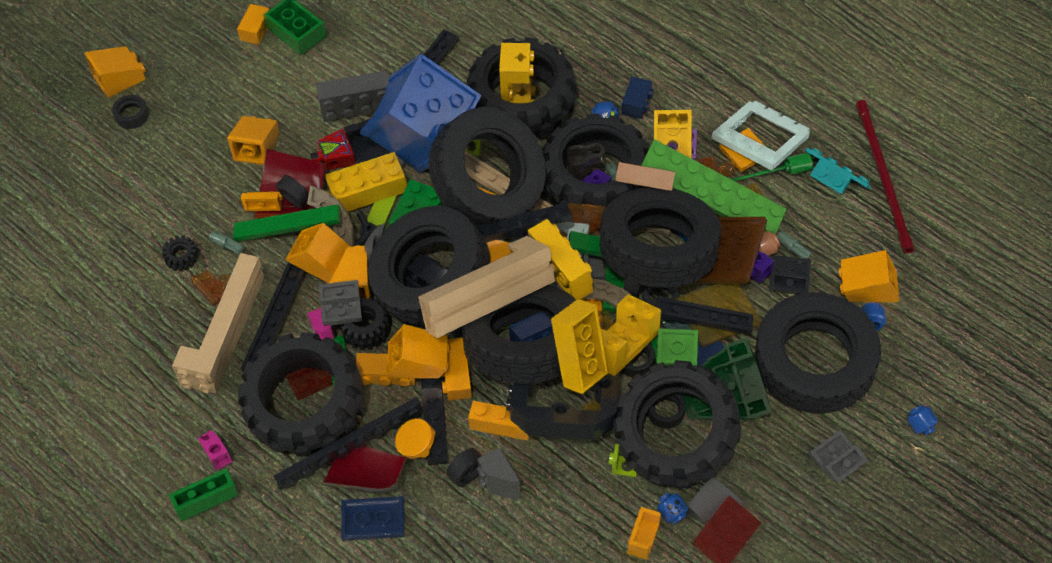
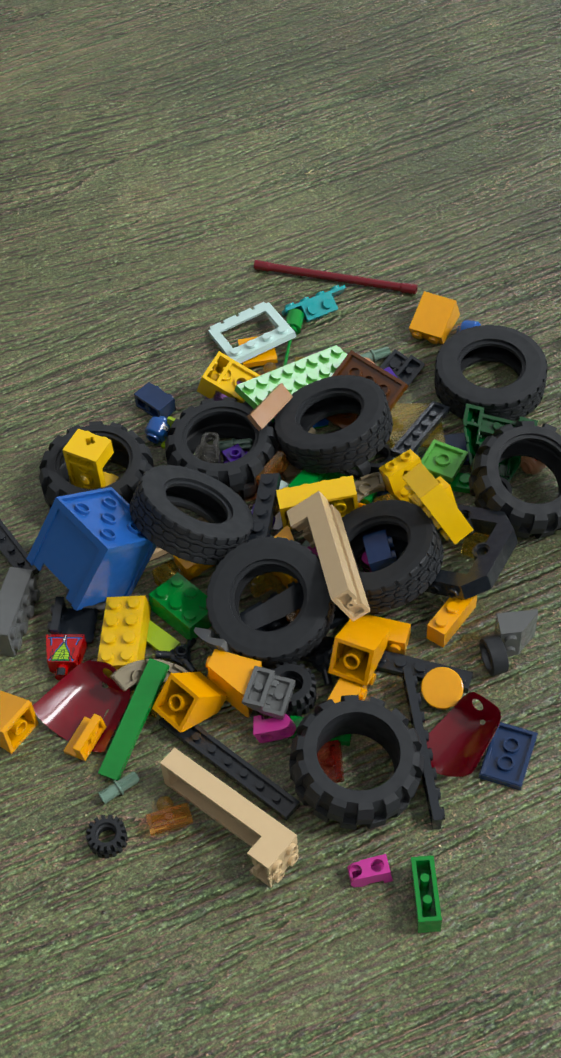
camera: 65 degrees left, 5 degrees down
(292, 191) = (99, 700): black tyre -> none
(616, 462) = (532, 543): lime bracket -> none

